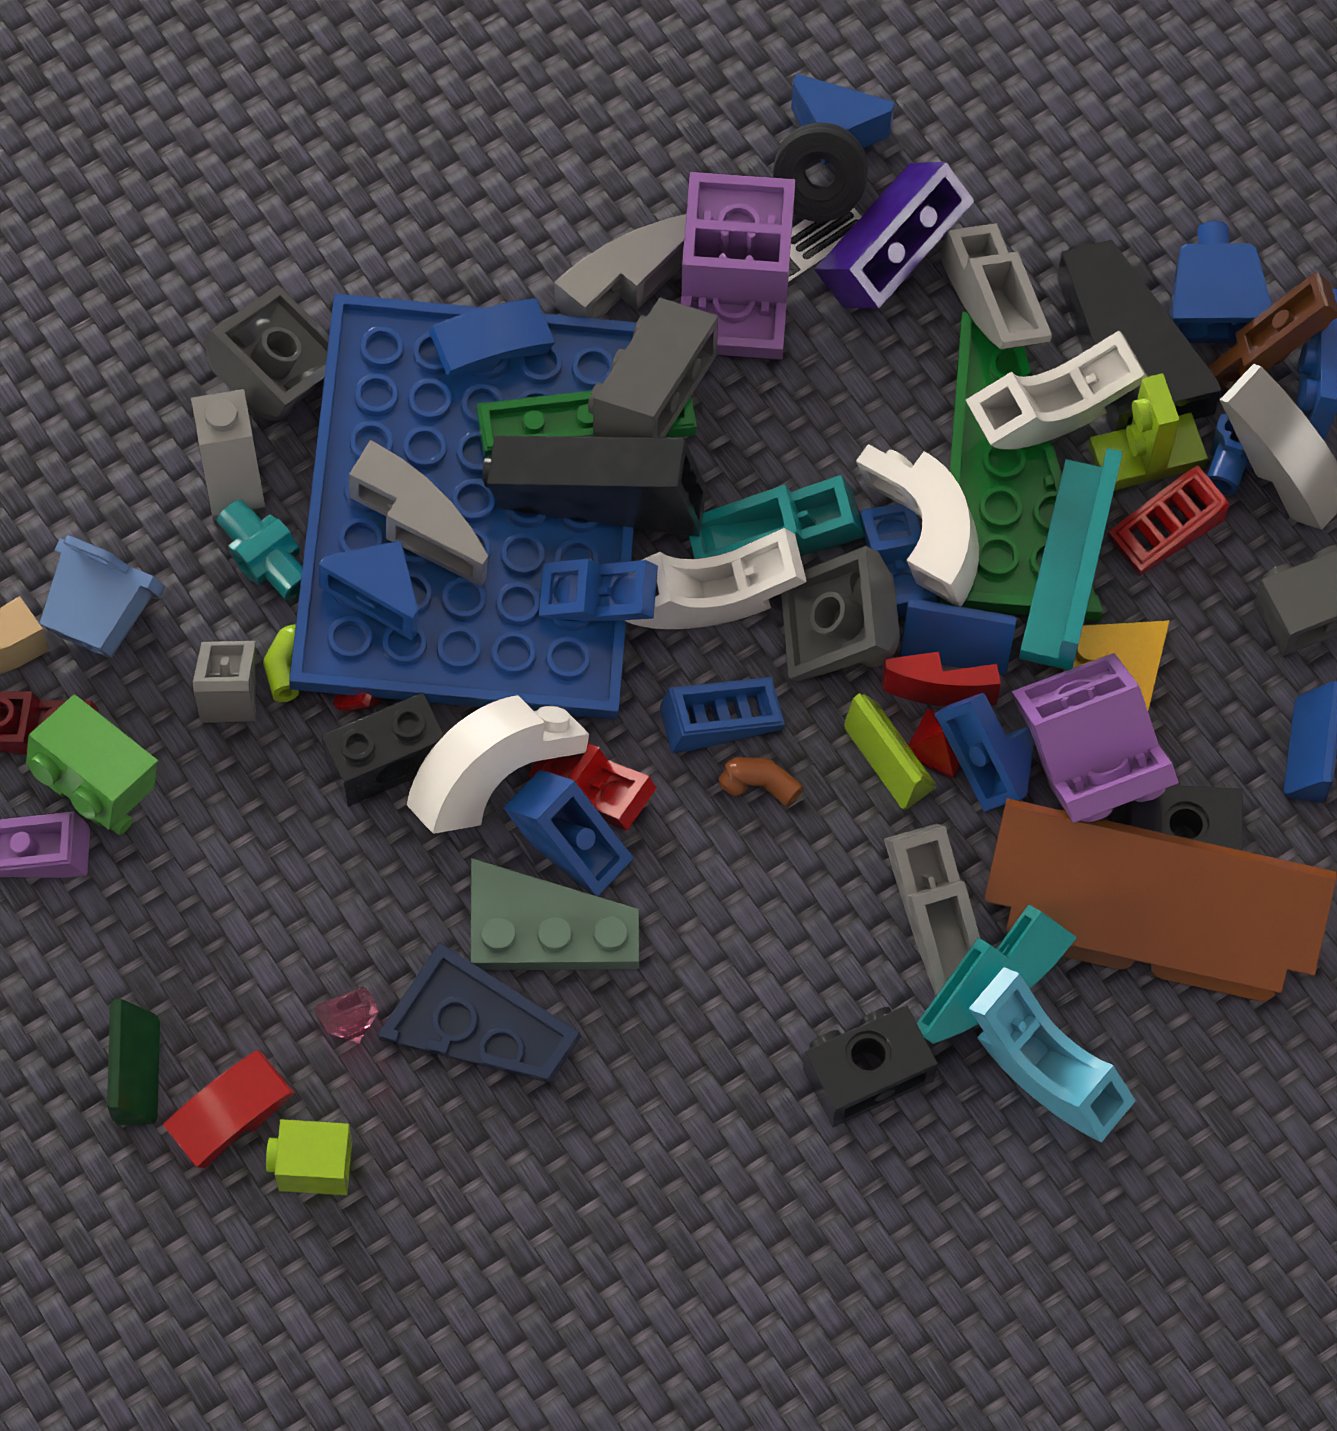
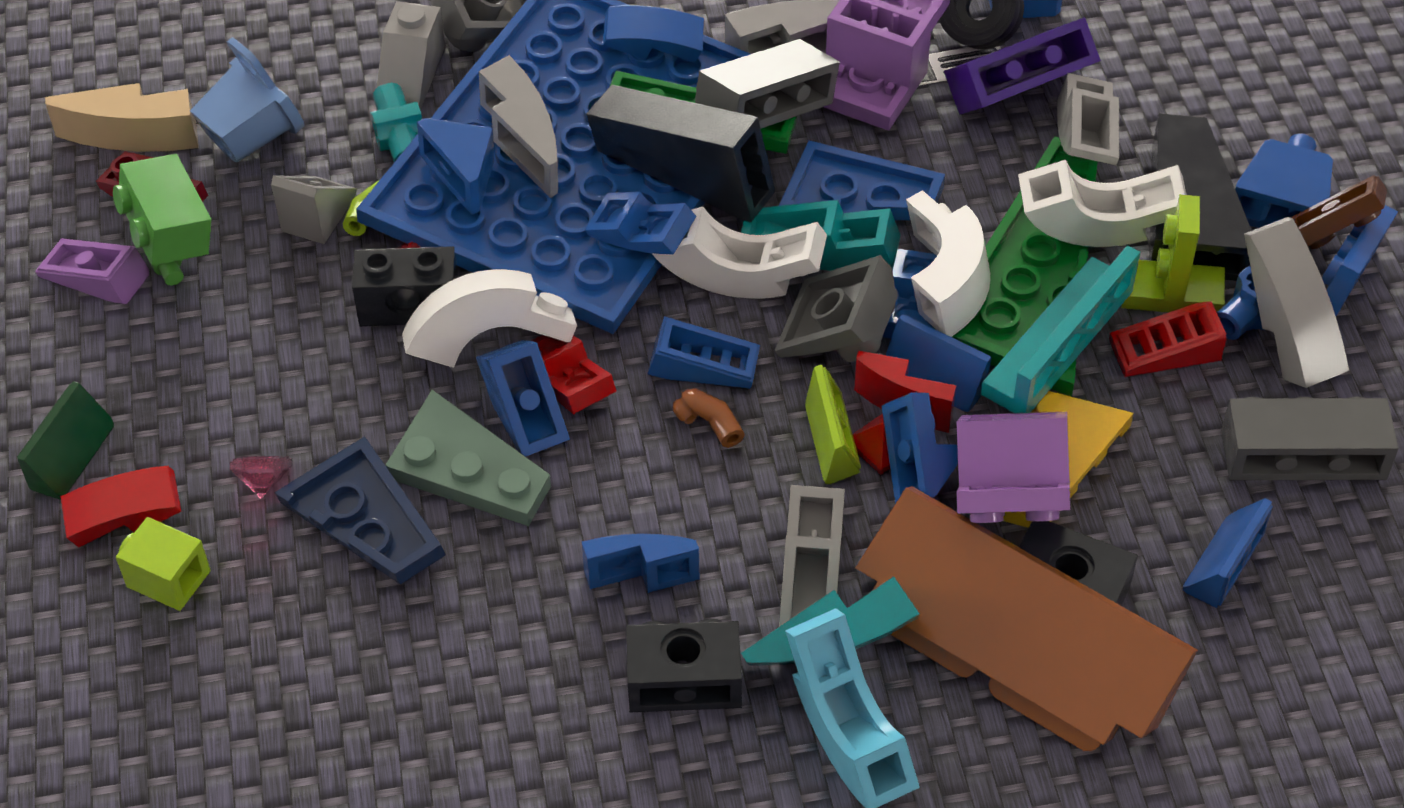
camera: 25 degrees right, 15 degrees down
(786, 446) = (858, 181): none -> blue wing
(787, 964) = (656, 557): none -> blue slope

